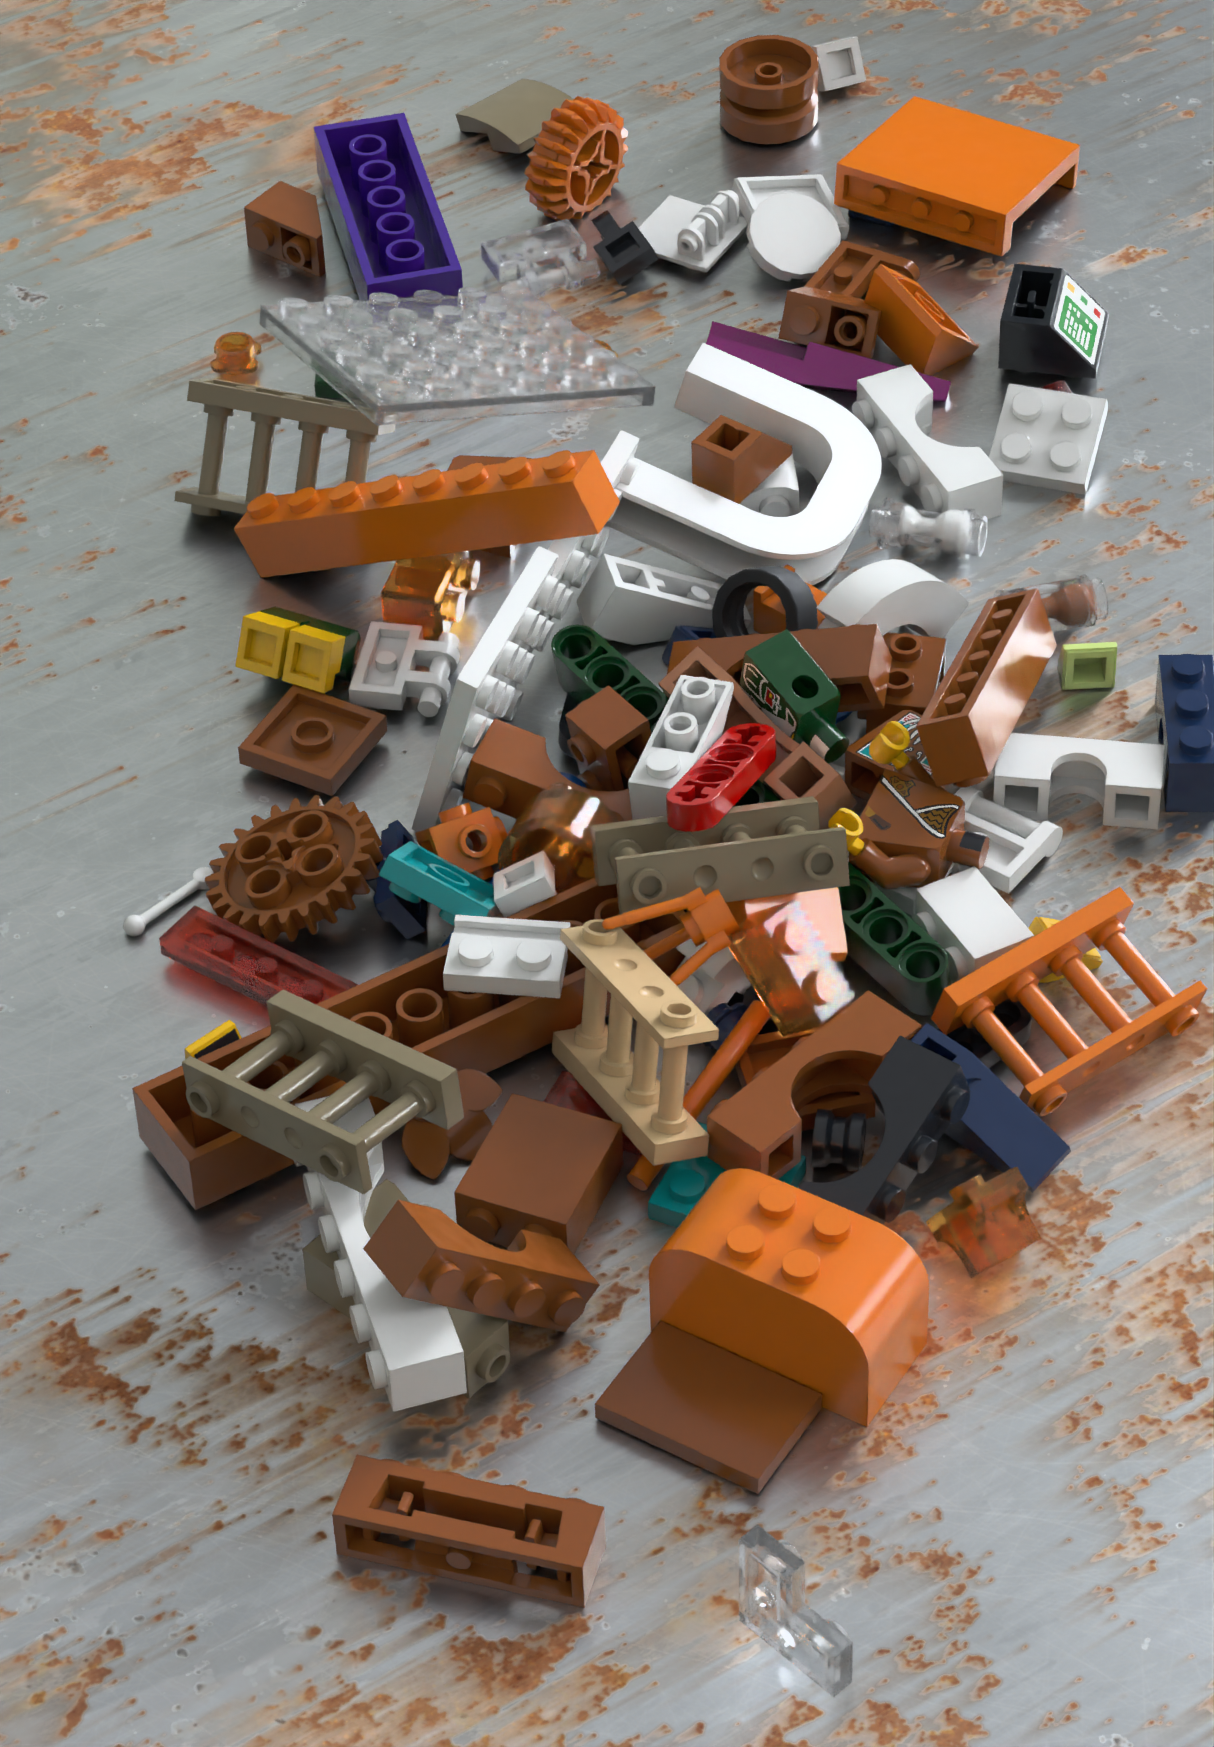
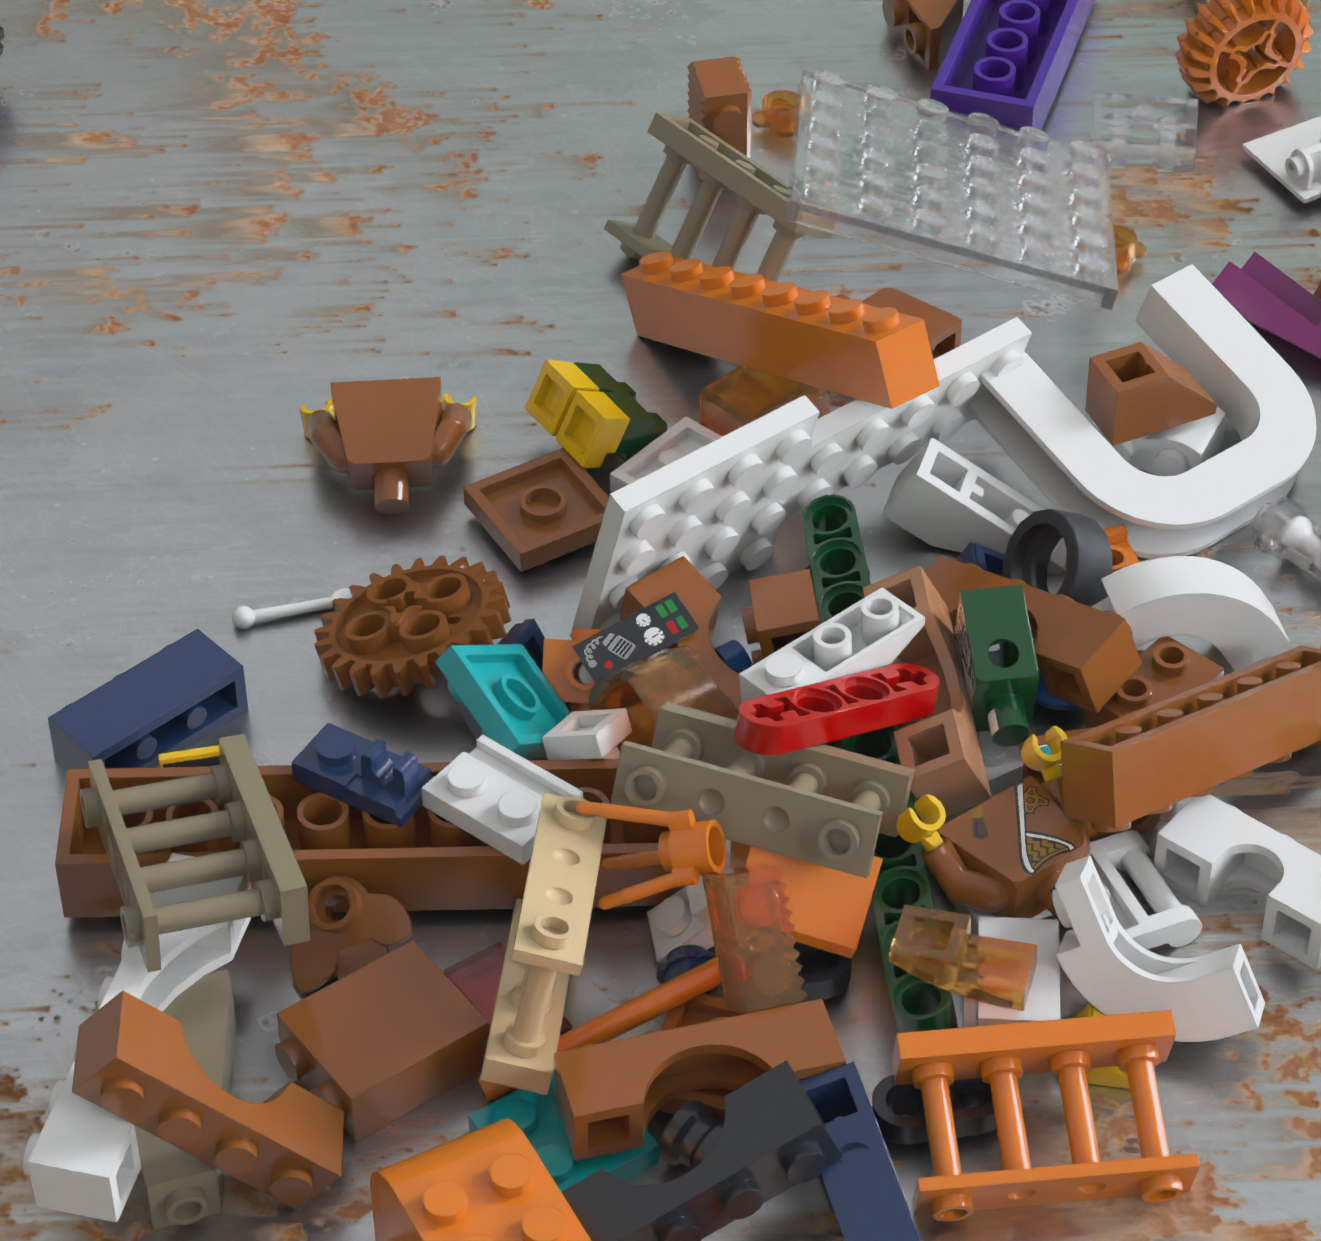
camera: 30 degrees right, 0 degrees up
(130, 1026) = (152, 707): none -> dark blue brick
(139, 733) = (389, 434): none -> dark orange torso
(196, 352) = (721, 101): none -> dark orange brick
(246, 960) = (295, 684): clear red plate -> none
(383, 985) = (362, 774): none -> dark blue plate
(504, 796) = (636, 637): none -> black sticker
(622, 249) = (1233, 149): black plate -> none
(953, 921) = (946, 954): none -> clear orange slope
(1064, 886) = (1207, 994): none -> white arch

